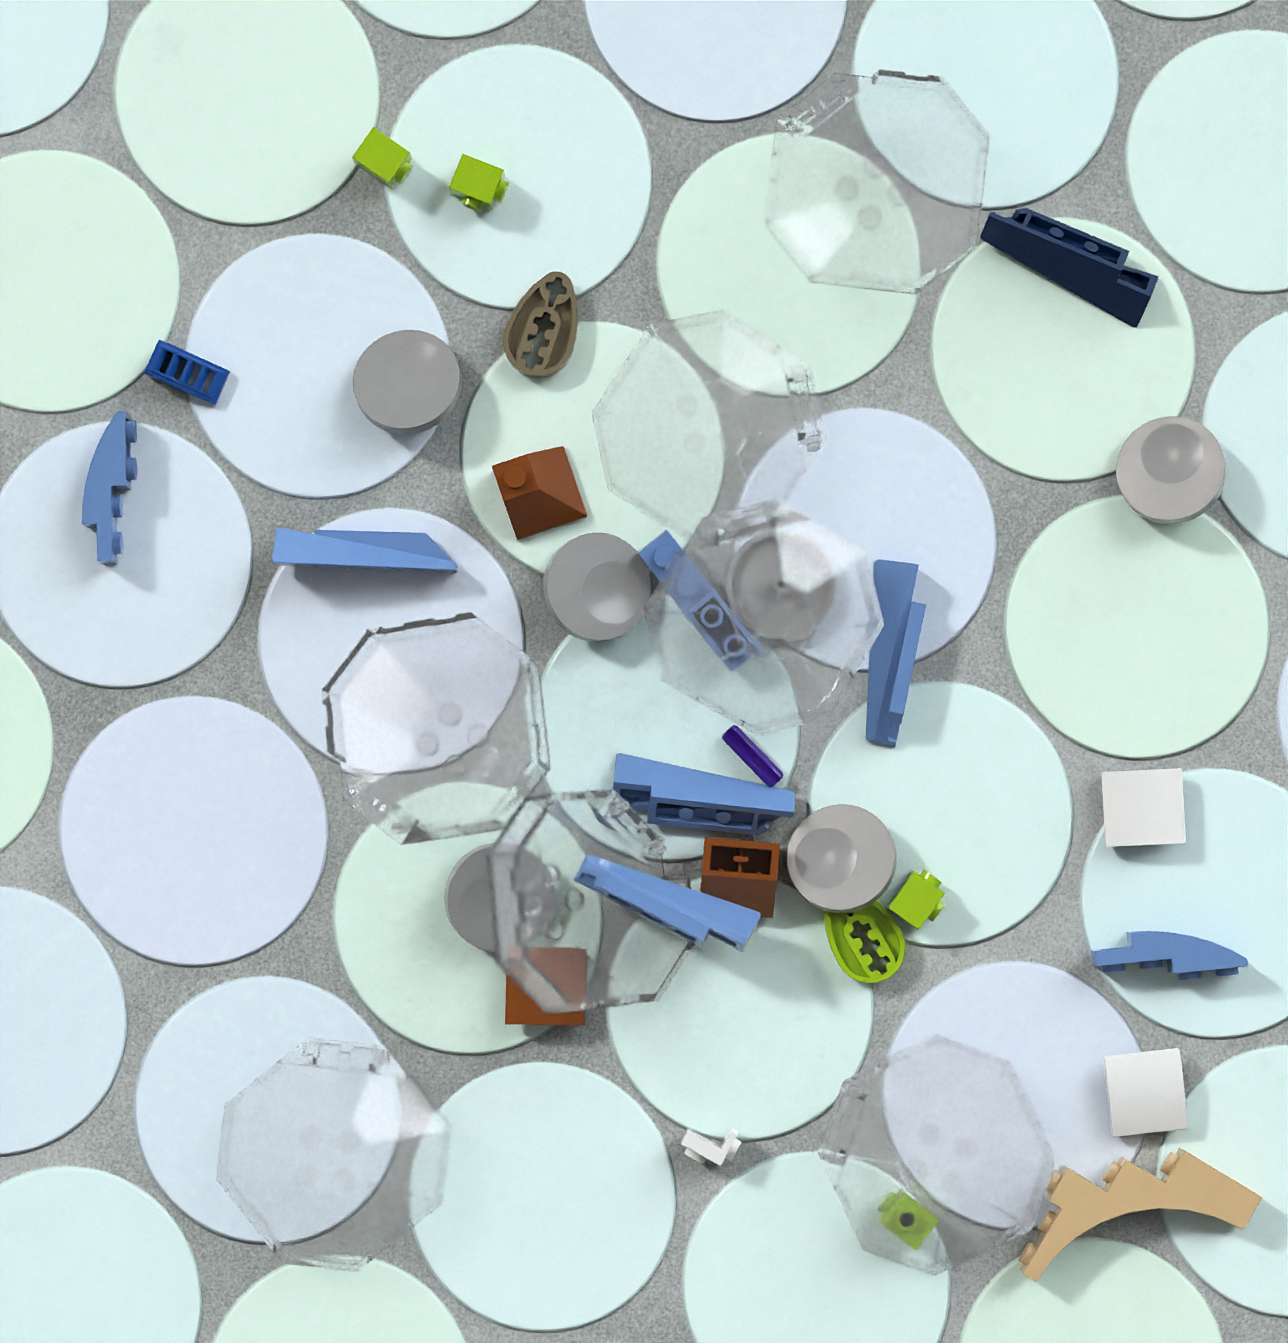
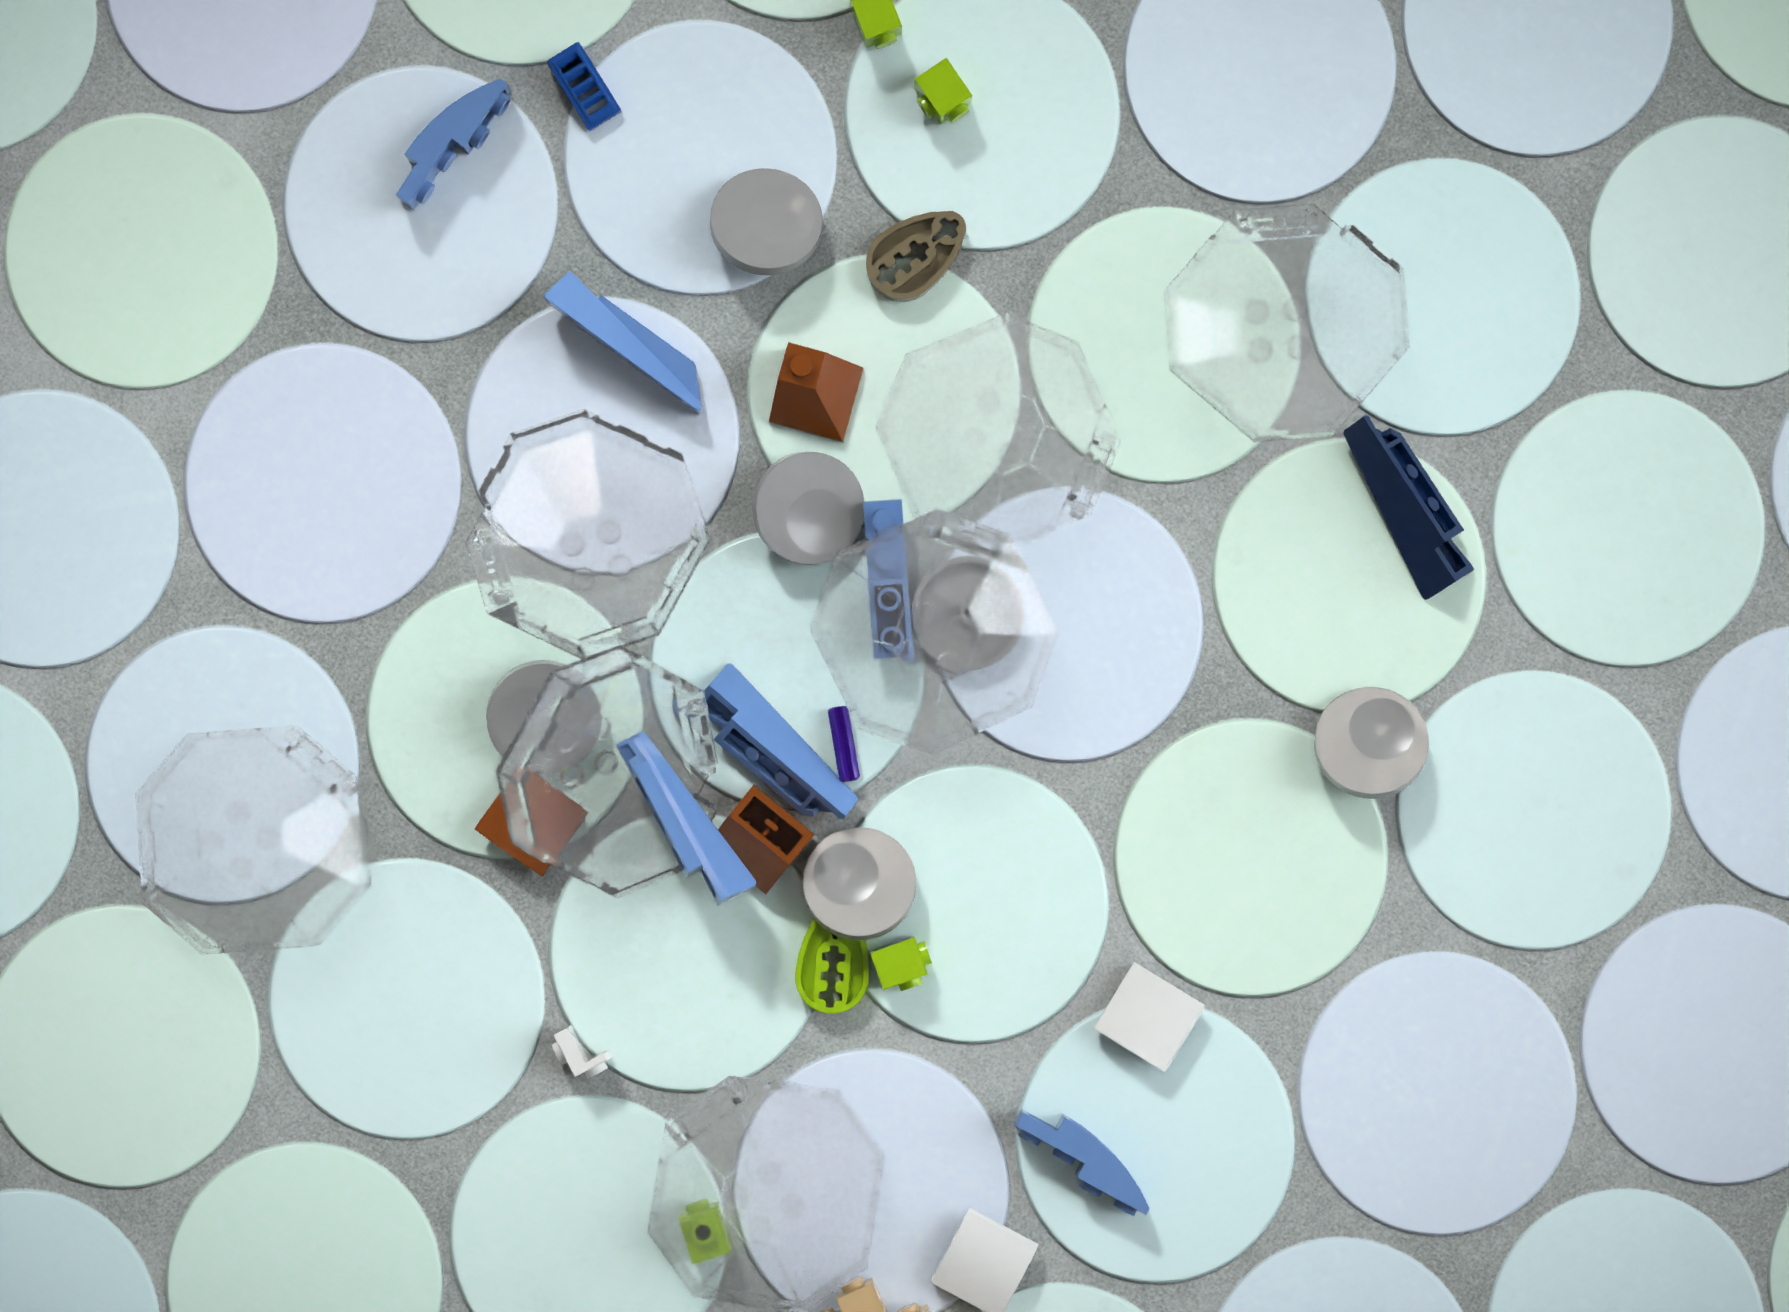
camera: 25 degrees right, 0 degrees up
(893, 650) = (1026, 734): medium blue wedge -> none

